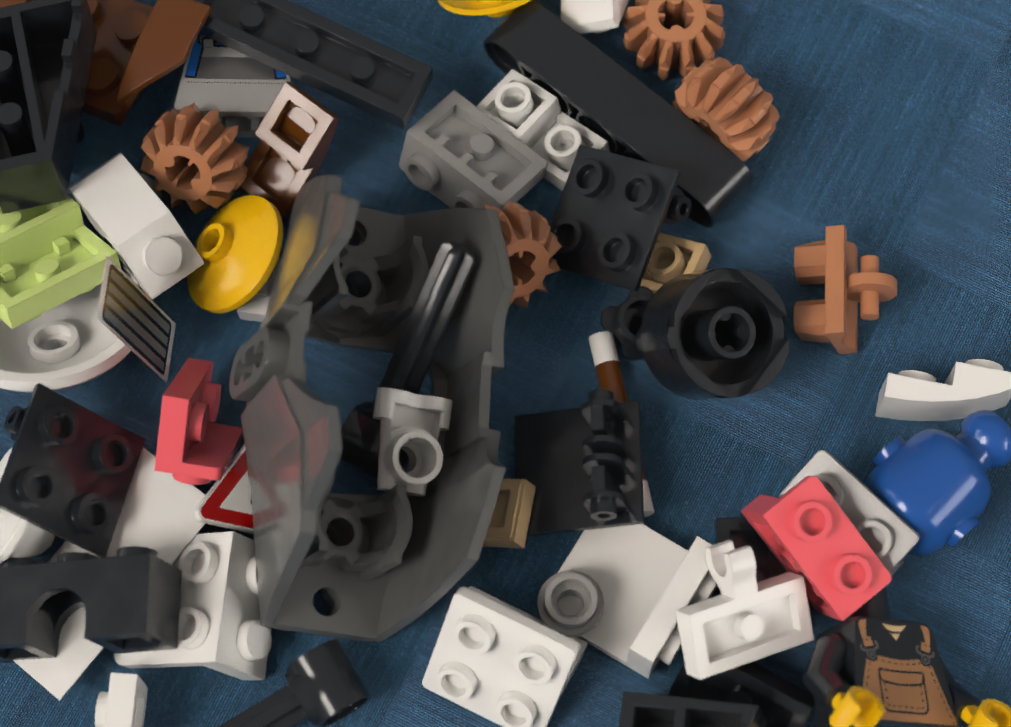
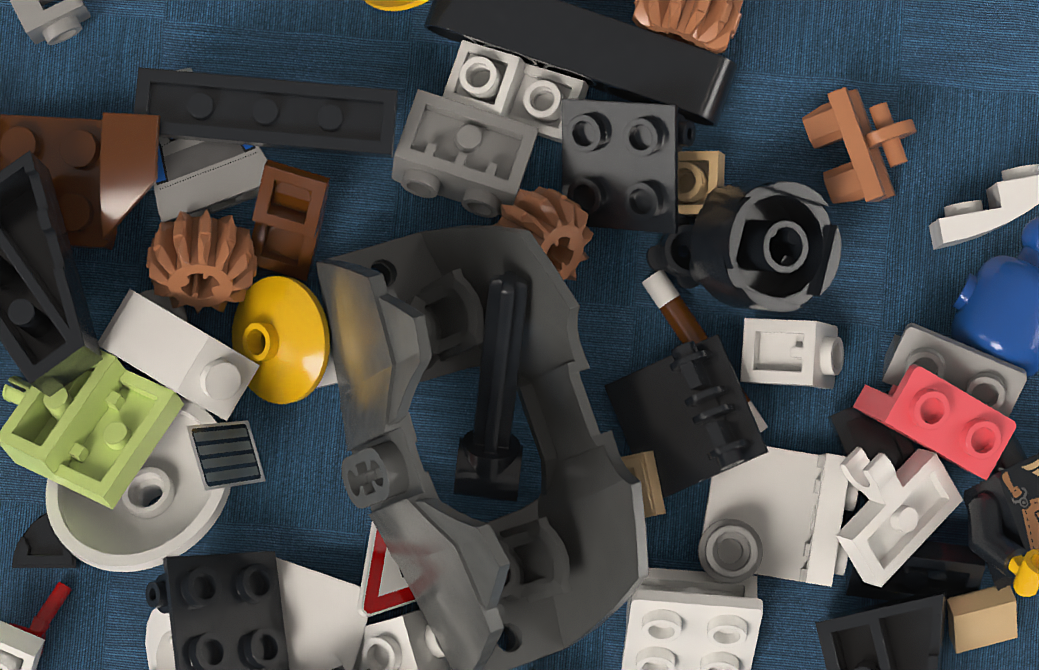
camera: 25 degrees left, 15 degrees up
(187, 440) = (325, 532): coral bracket -> none
(413, 425) = (525, 455): white plate -> none
(703, 449) = (791, 353): none -> white bracket

